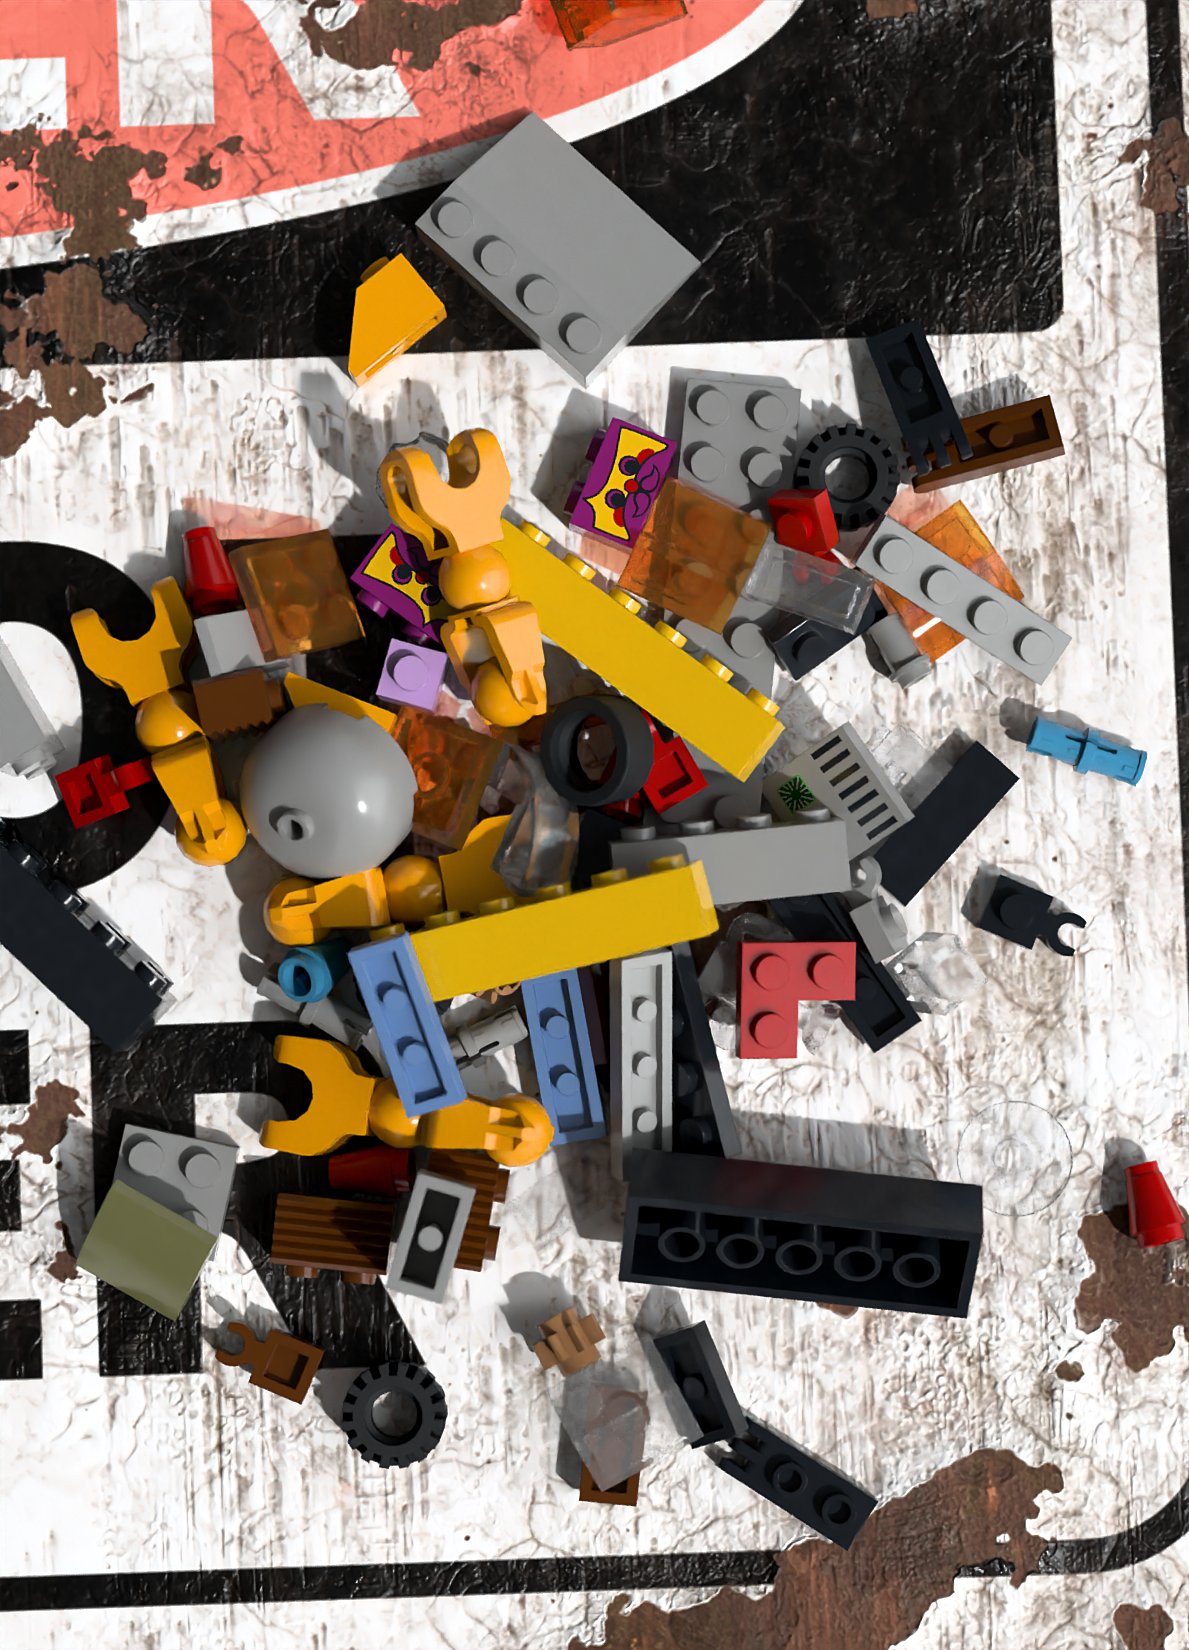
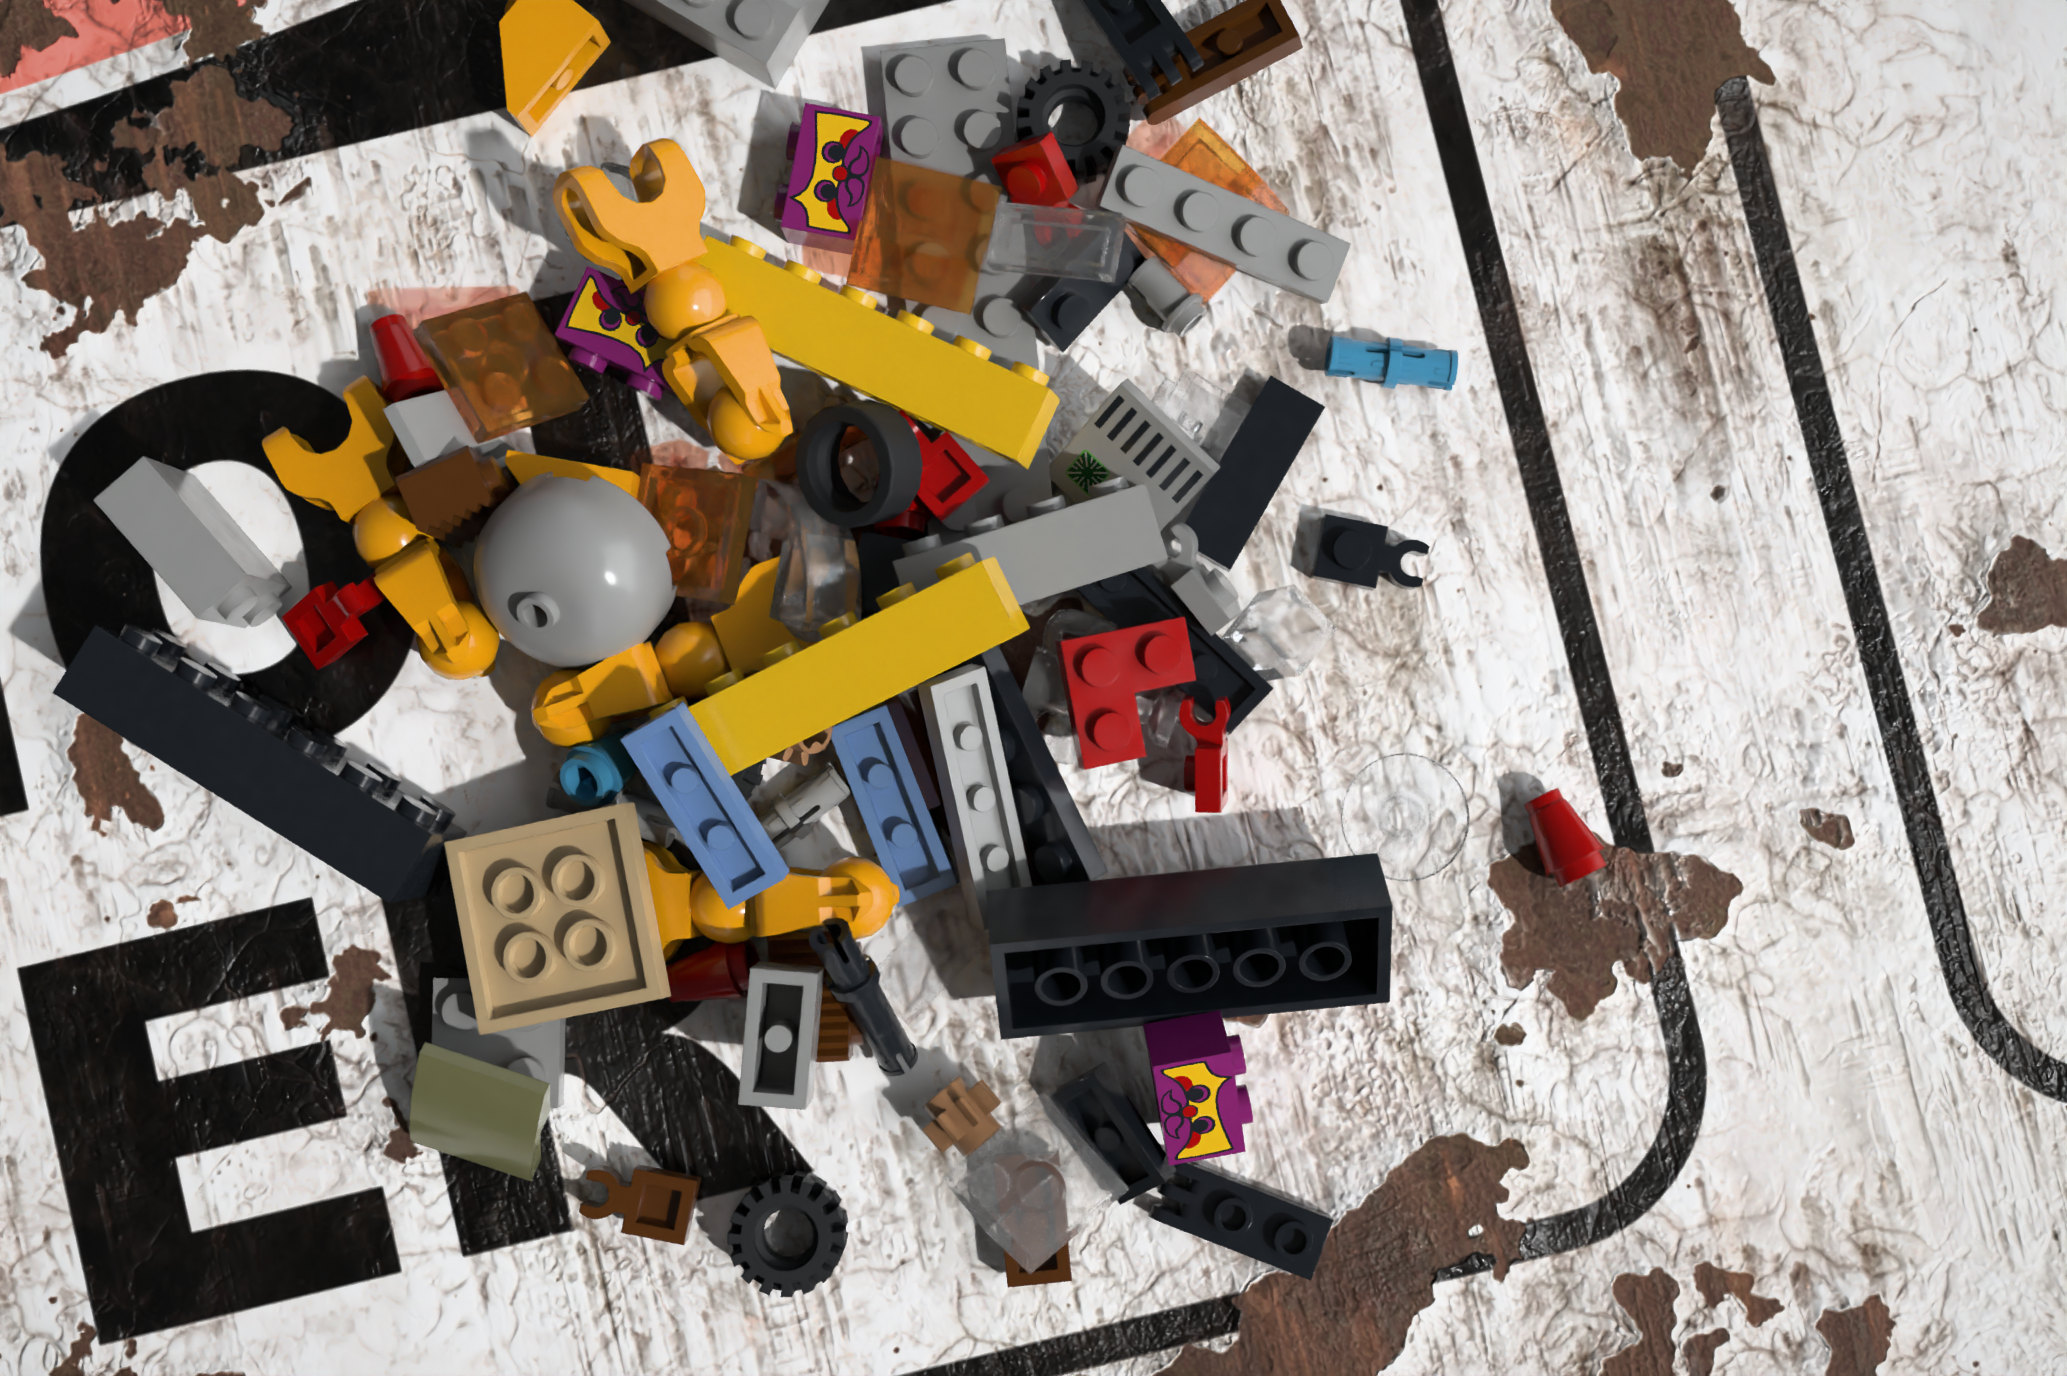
camera: 10 degrees left, 0 degrees up
(251, 1094) = (557, 918): none -> tan plate
(333, 1235) = (678, 1053): reddish brown brick -> none
(413, 676) = (646, 428): lavender brick -> none
(503, 1203) = (855, 981): none -> black pin
(781, 1358) = (1197, 1088): none -> magenta brick
(848, 1081) = (1208, 769): none -> red plate

